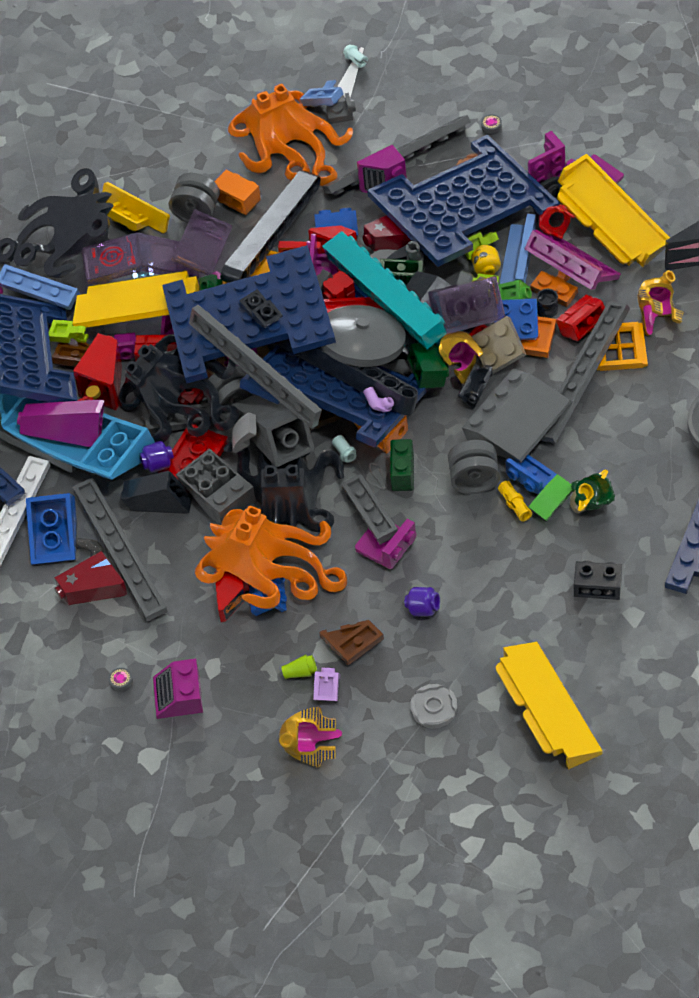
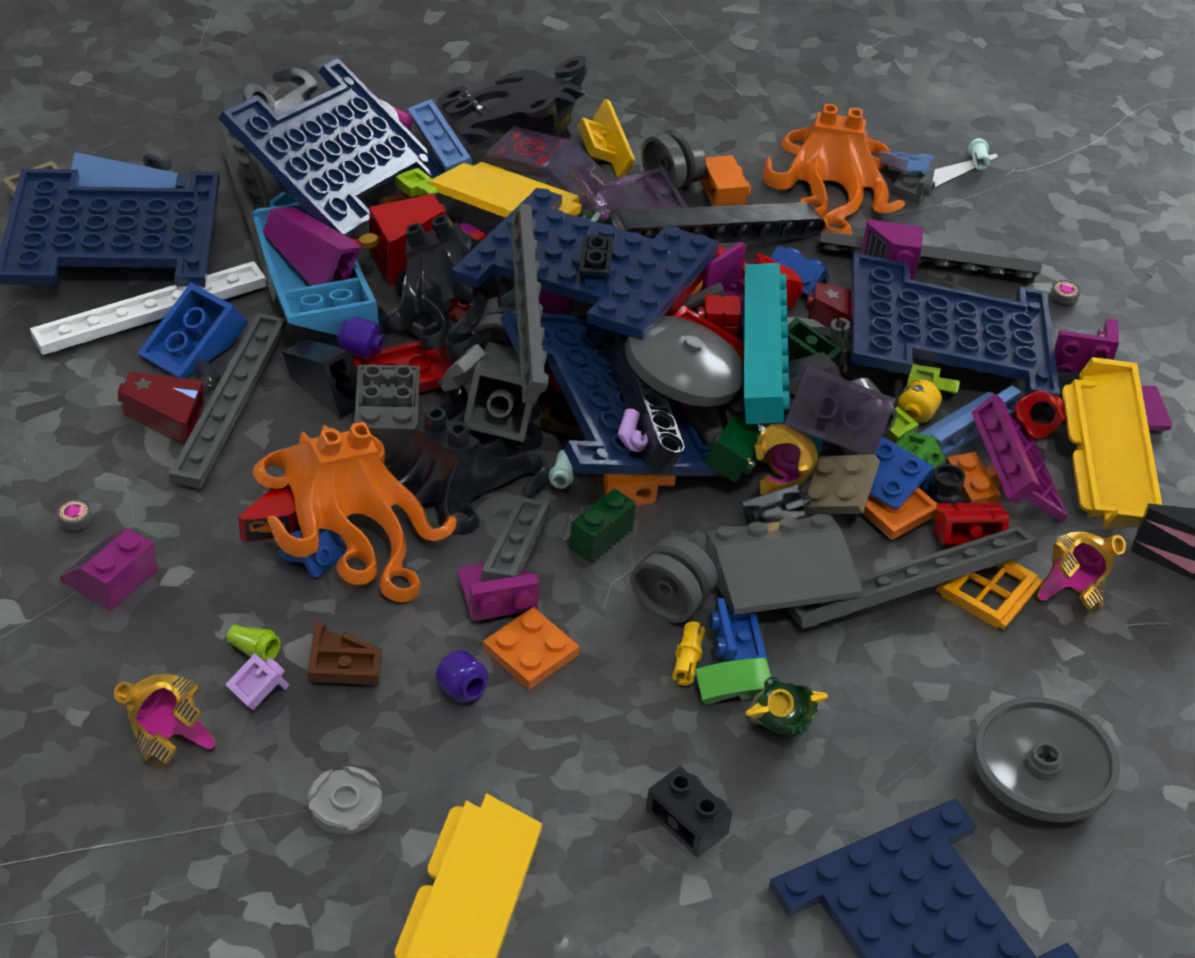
camera: 30 degrees right, 10 degrees down
(435, 560) = (531, 648): none -> orange plate

